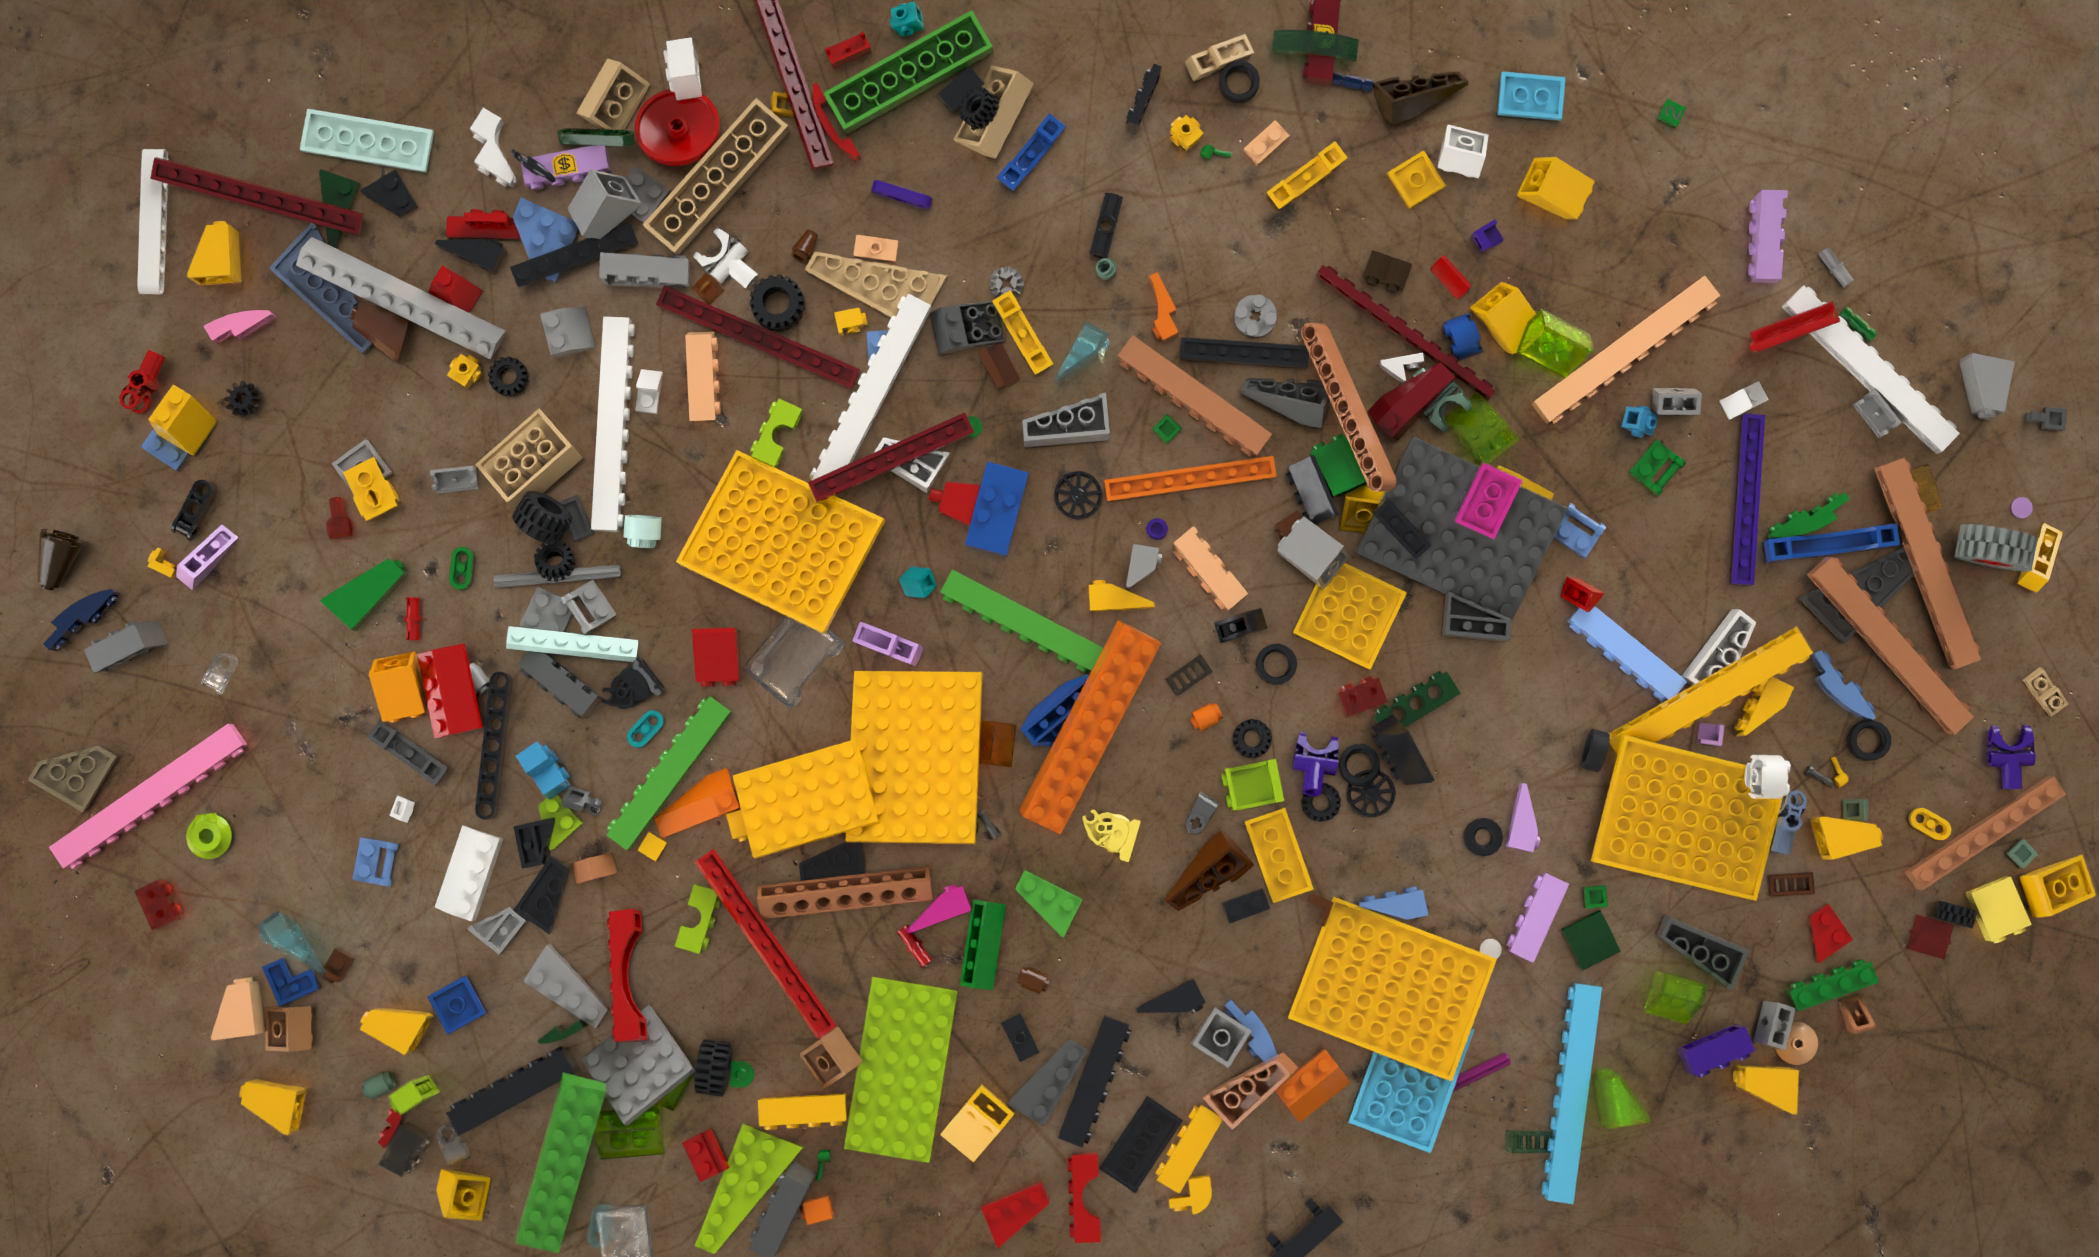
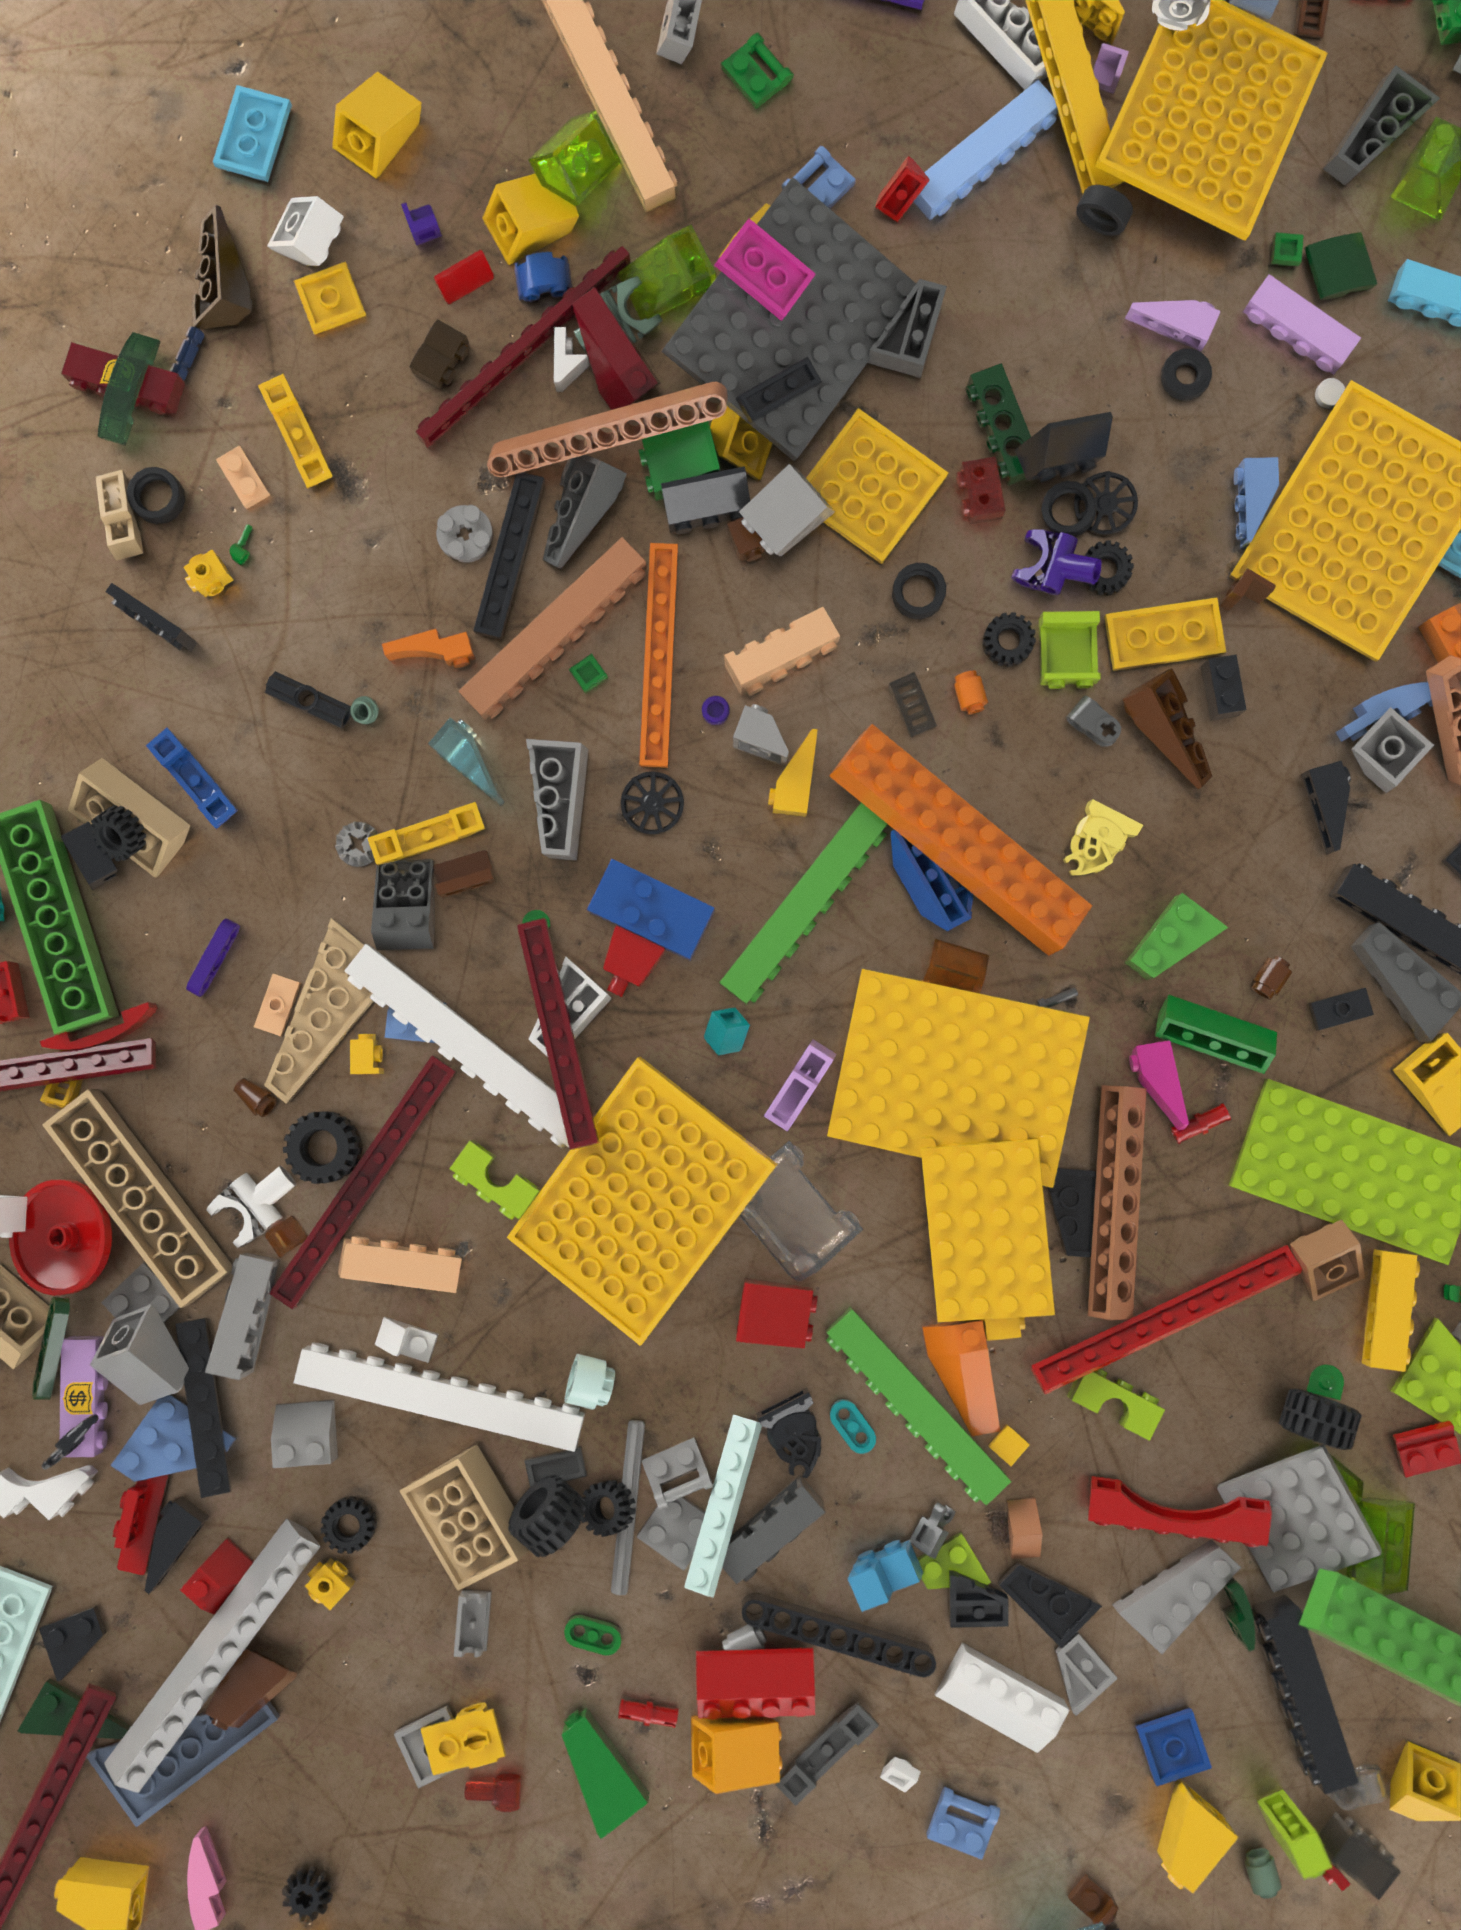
camera: 75 degrees left, 0 degrees up
(1241, 625) = (861, 625): black slope -> none
(1639, 421) = (695, 75): dark azure brick -> none

